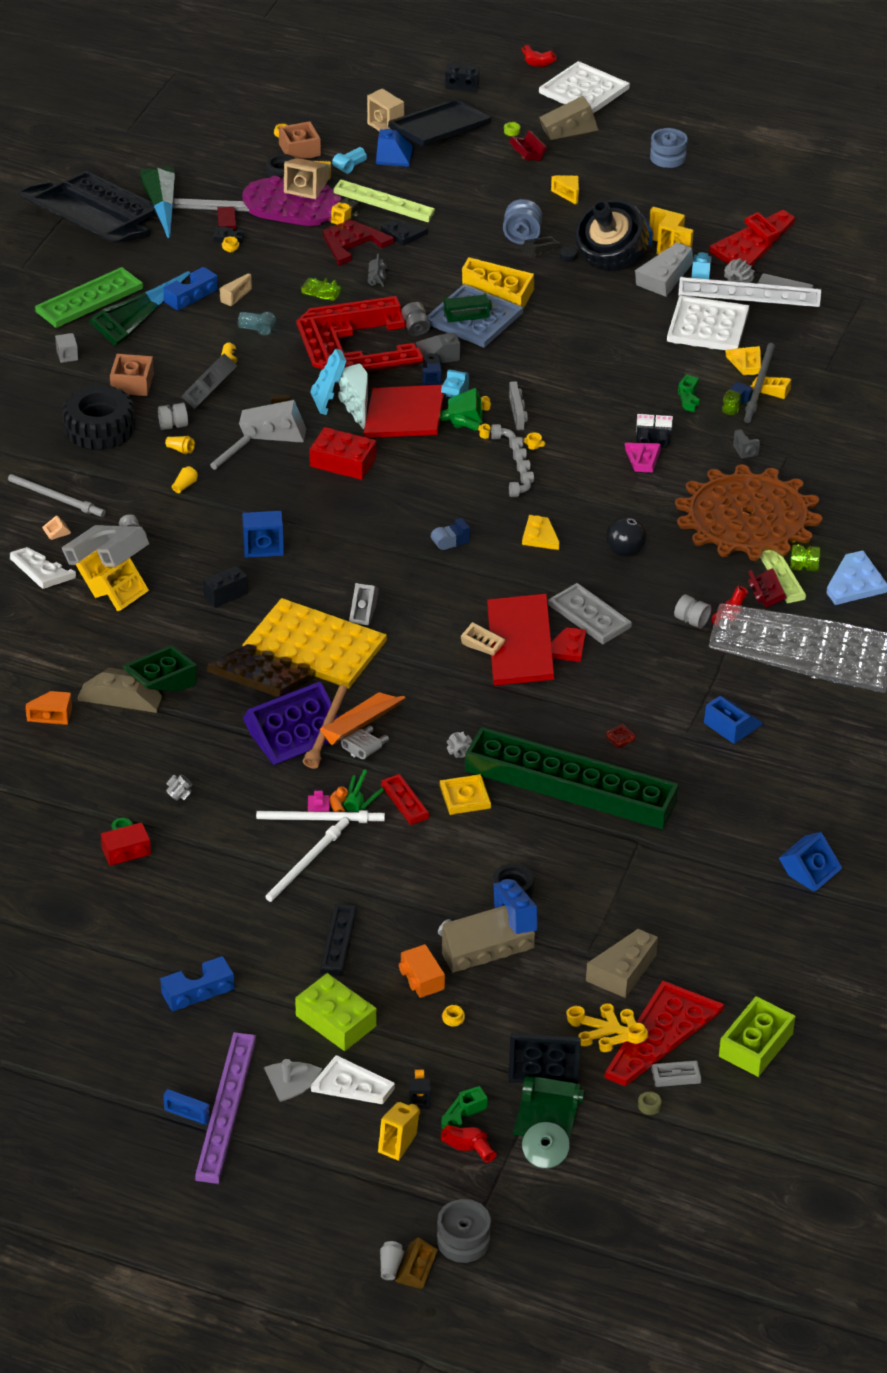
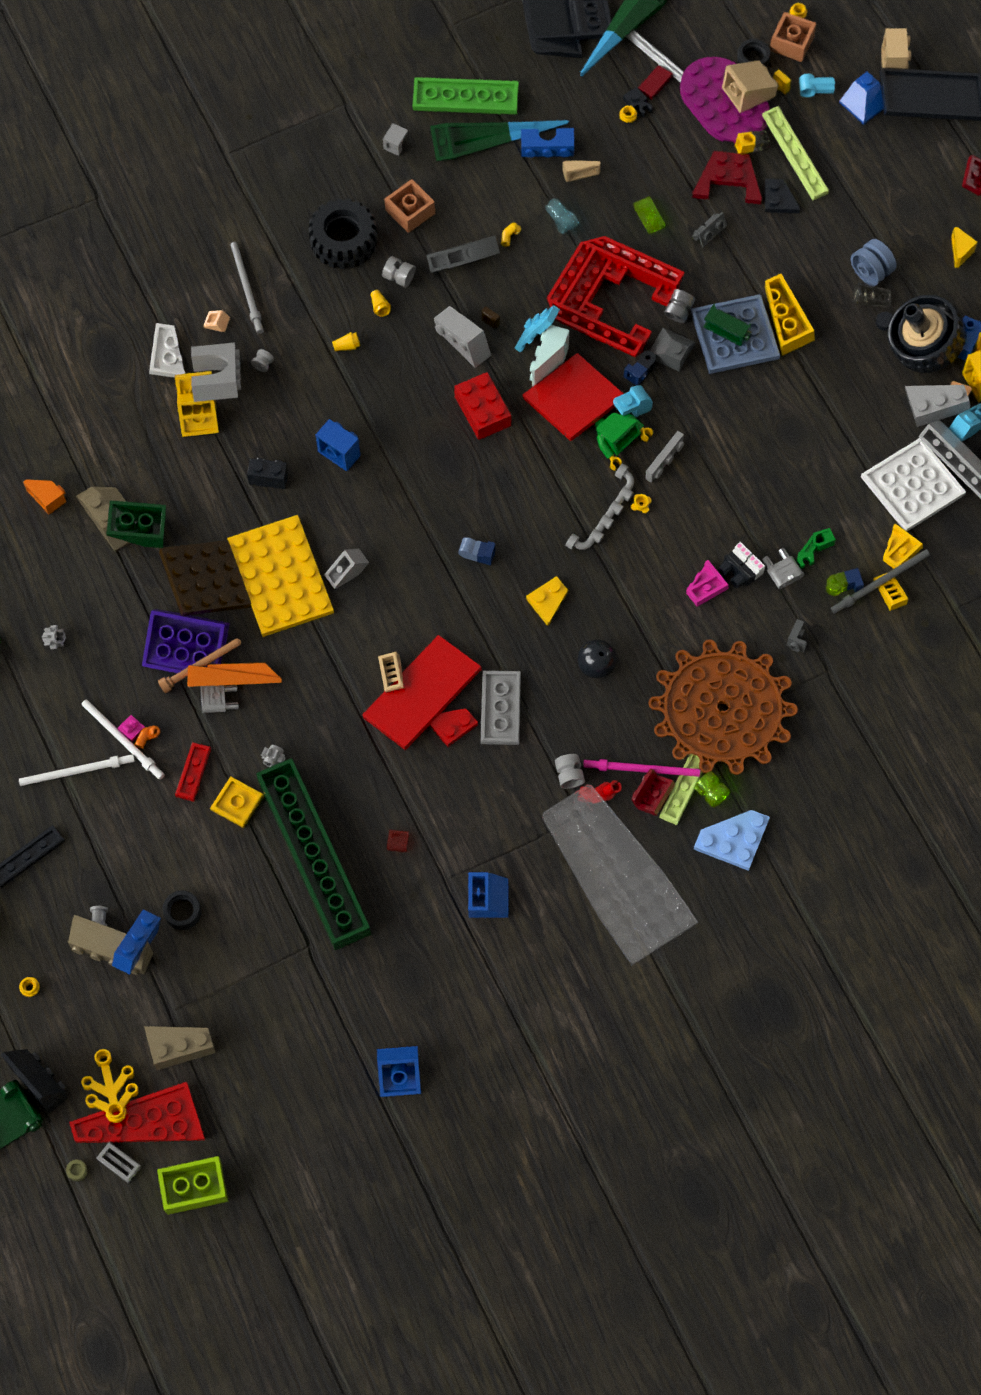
camera: 45 degrees right, 25 degrees up
(231, 451) = (409, 338): light grey bar -> none
(355, 799) = (155, 745): green plant -> none
(422, 971) = (42, 934): orange brick -> none
(685, 418) = (785, 571): none -> light grey piece
(710, 596) = (603, 765): none -> dark pink bar

